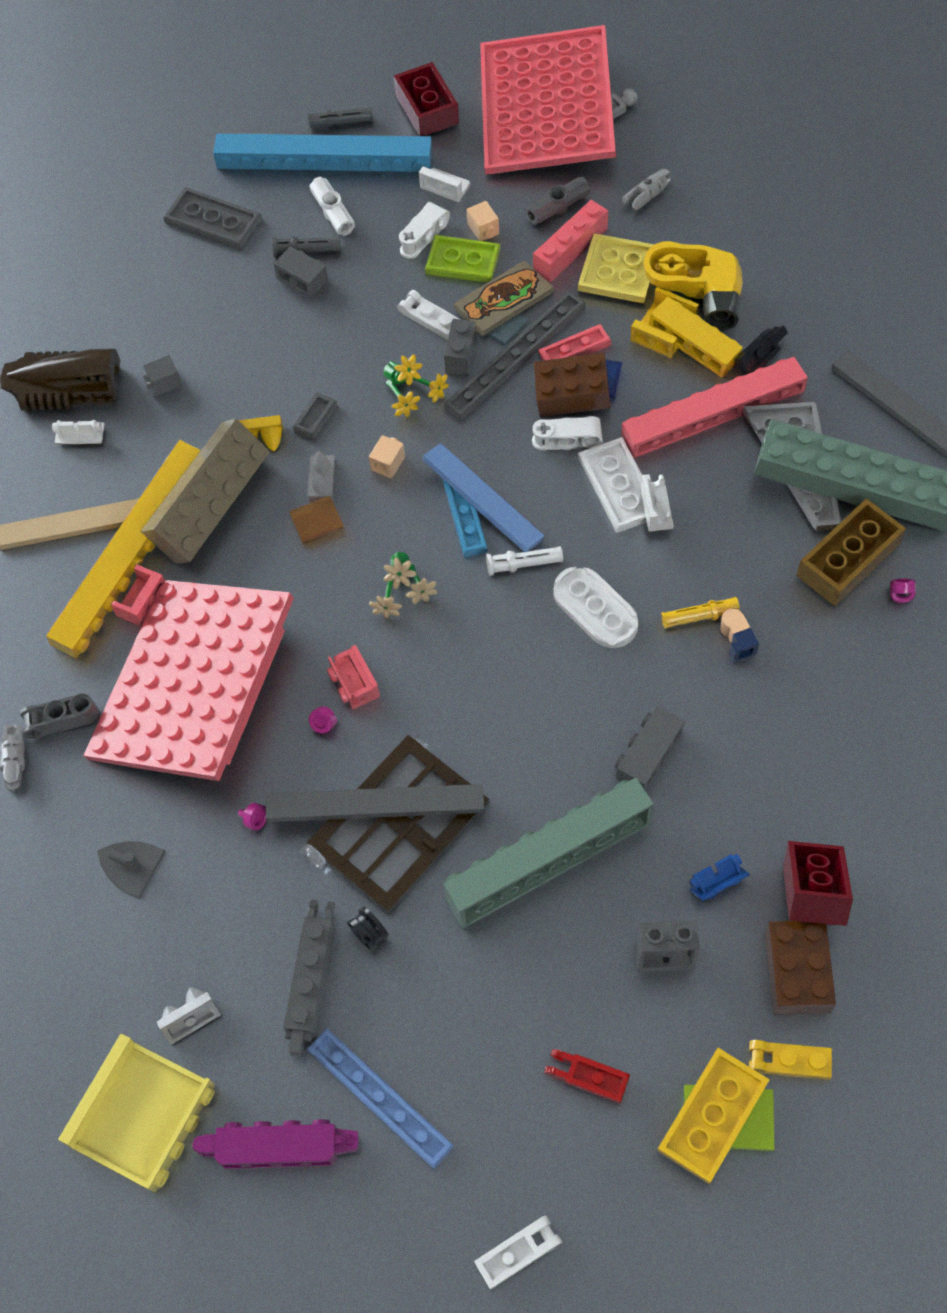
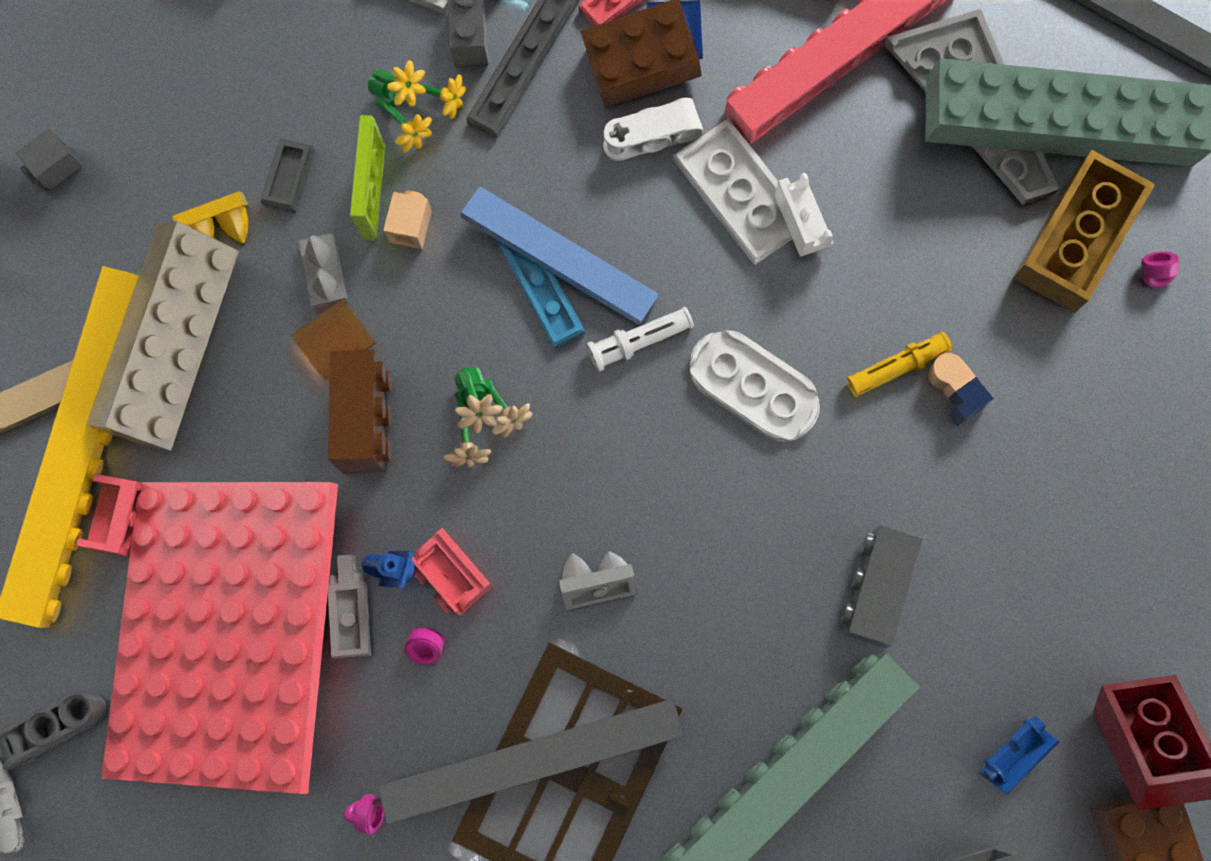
camera: 15 degrees left, 15 degrees up
(278, 688) = (348, 611): none -> light grey hinge
(312, 661) = (392, 568): none -> blue hinge
(320, 563) = (358, 411): none -> reddish brown brick
(367, 424) = (368, 178): none -> lime tile
(451, 707) = (584, 588): none -> light grey tile

